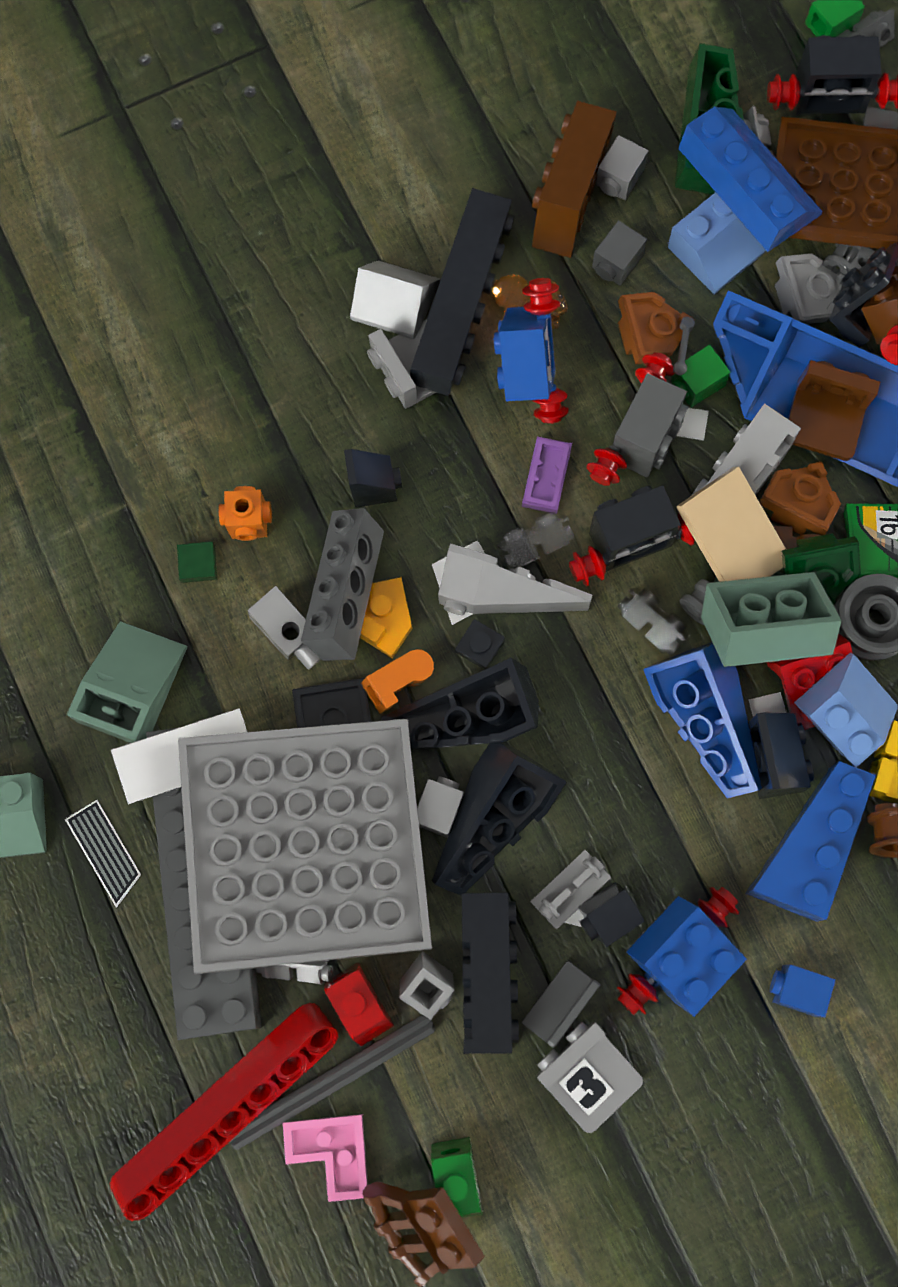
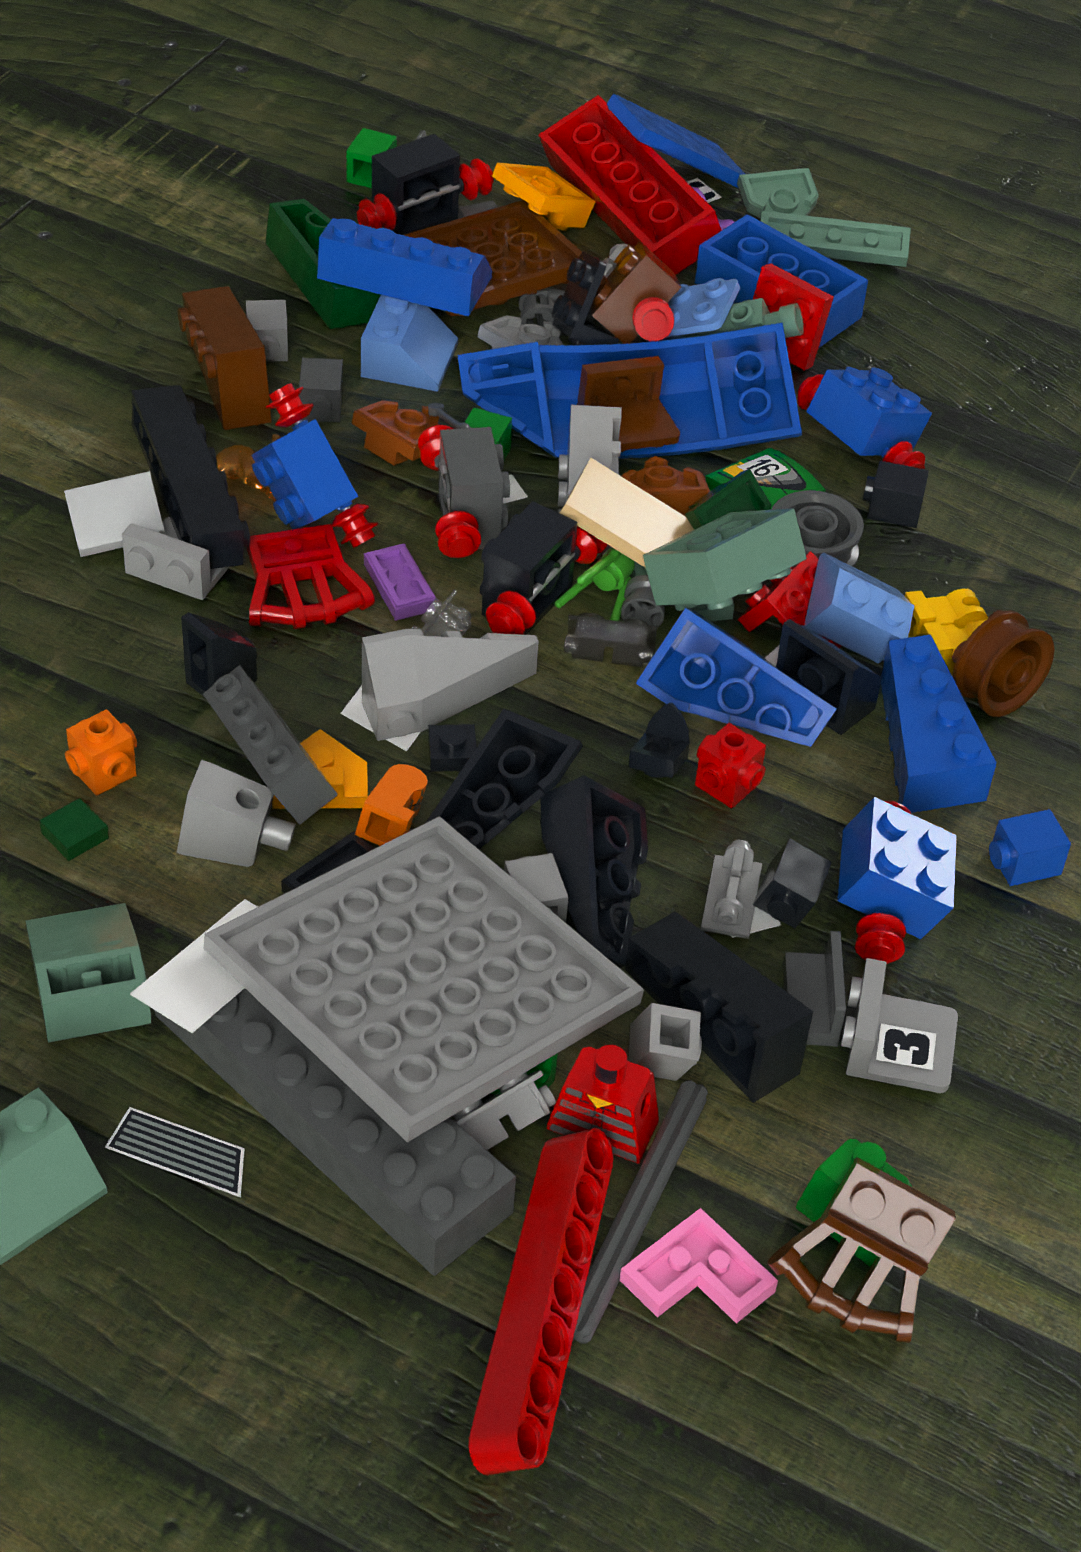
camera: 45 degrees left, 30 degrees down
(483, 408) = (297, 557): none -> red plate
(613, 740) = (663, 745): none -> black plate
(641, 799) = (730, 764): none -> red brick
(695, 560) = (608, 574): none -> bright green plant

